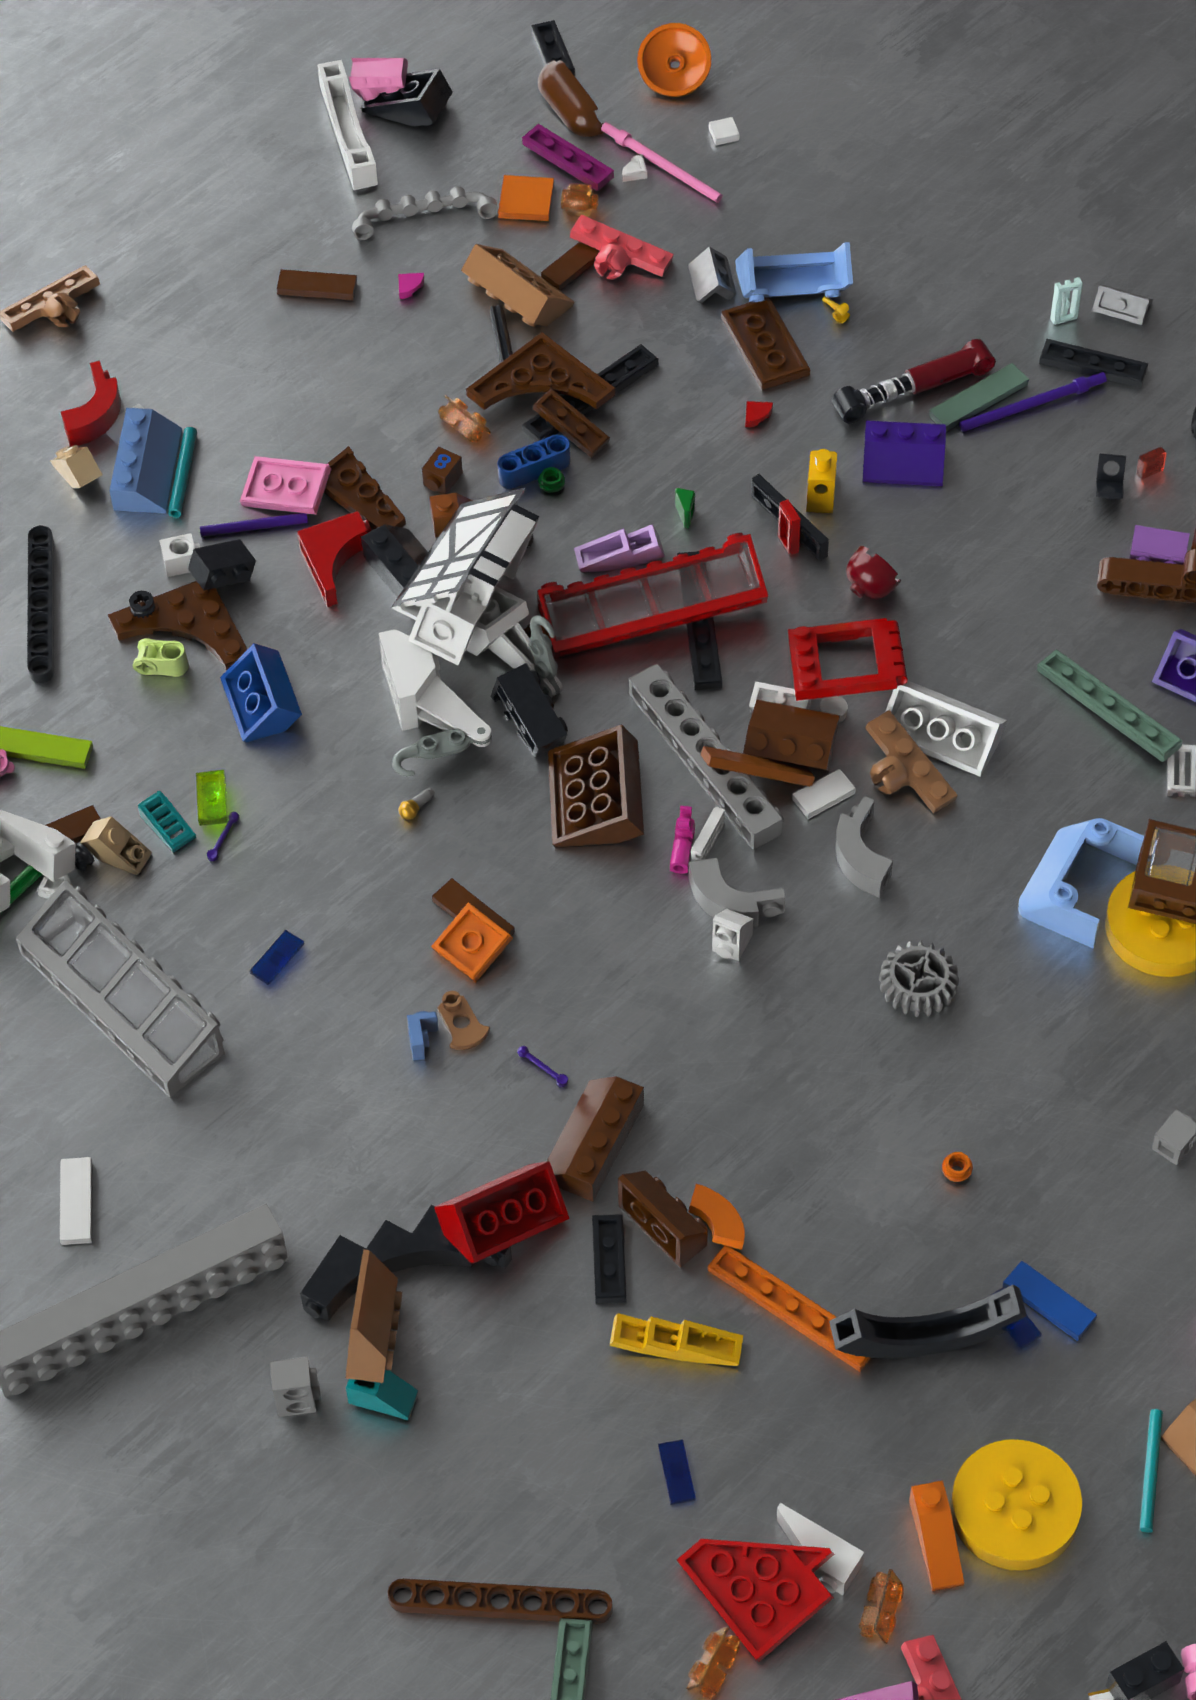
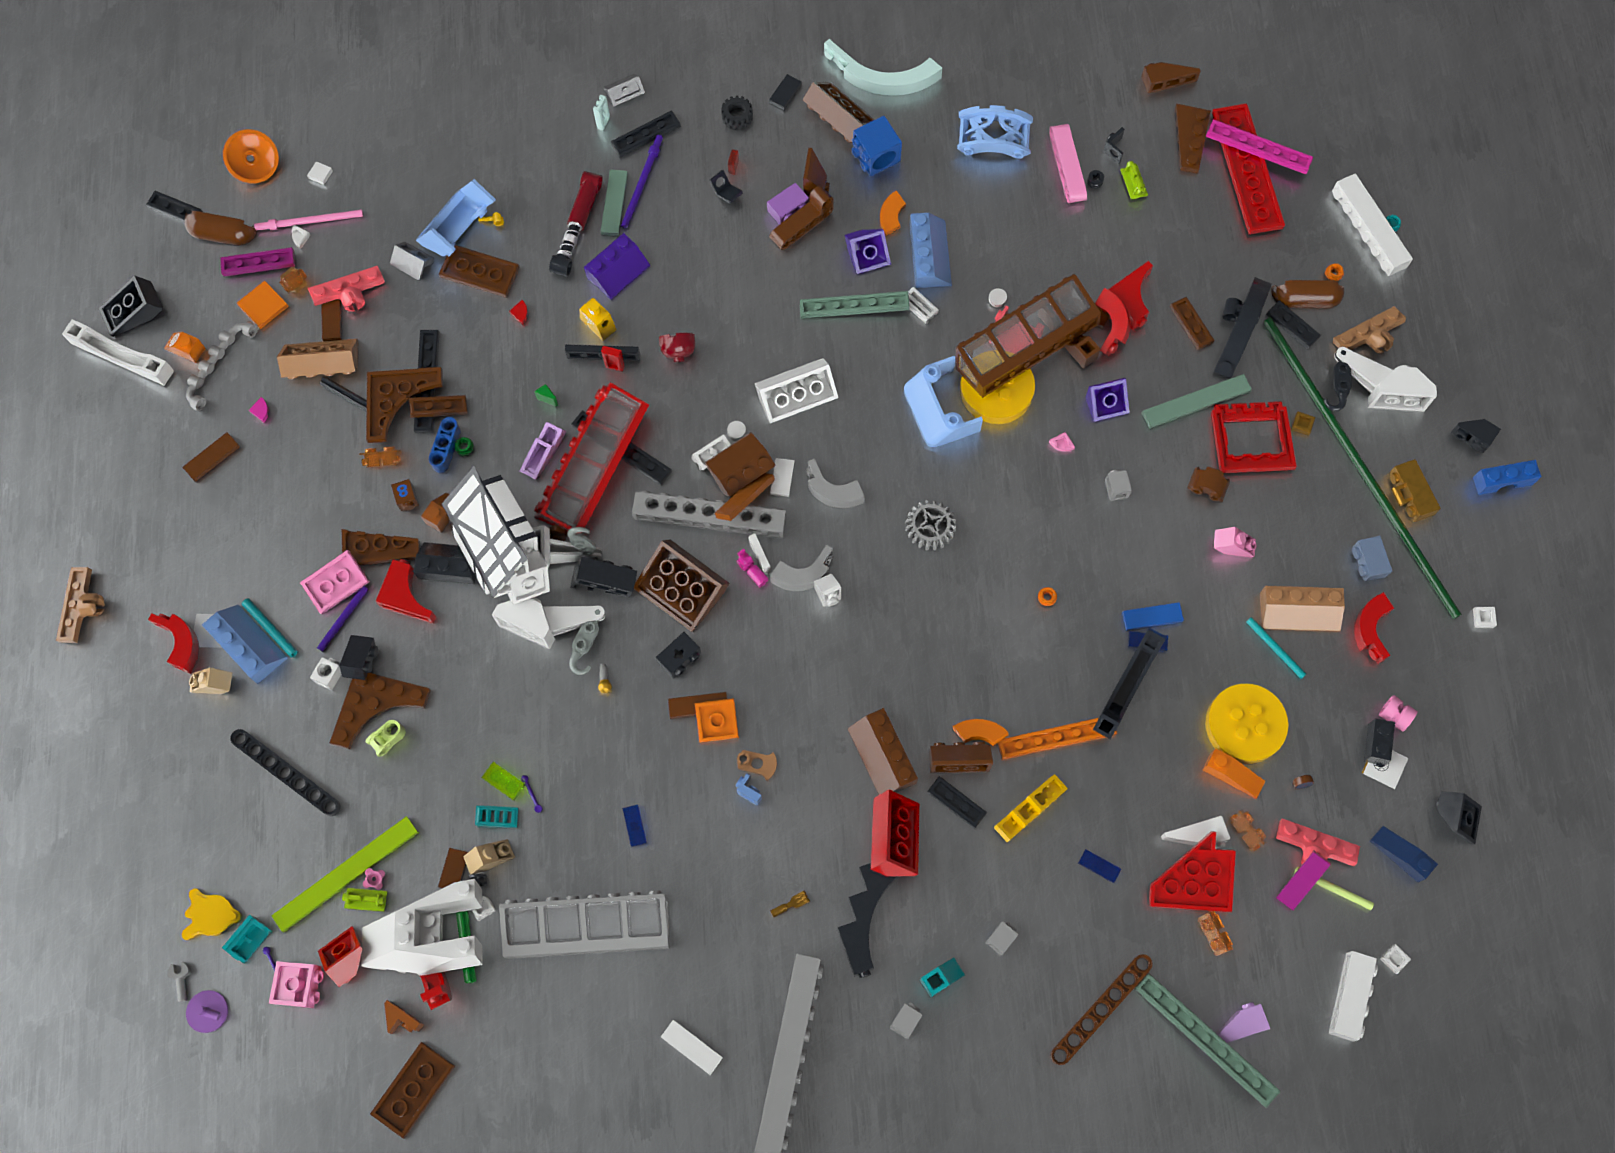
camera: 50 degrees left, 15 degrees up
(136, 608) = (346, 725): black bush -> none
(260, 694) = (460, 703): blue slope -> none
(336, 1180) = (796, 901): none -> pearl gold piece
(373, 1321) = (907, 953): medium nougat slope -> none
(377, 75) = (101, 309): bright pink slope -> none
(413, 174) = (185, 346): none -> orange slope
(487, 1423) = (1002, 937): none -> light grey brick
(511, 849) = (683, 646): none -> black brick
(561, 1079) = (835, 741): dark purple hinge -> none
(806, 661) = (708, 423): red hinge -> none
(906, 764) = (803, 425): medium nougat plate -> none
(1003, 1624) = (1303, 782): none -> reddish brown tile
(1169, 1041) = (1062, 442): none -> bright pink tile

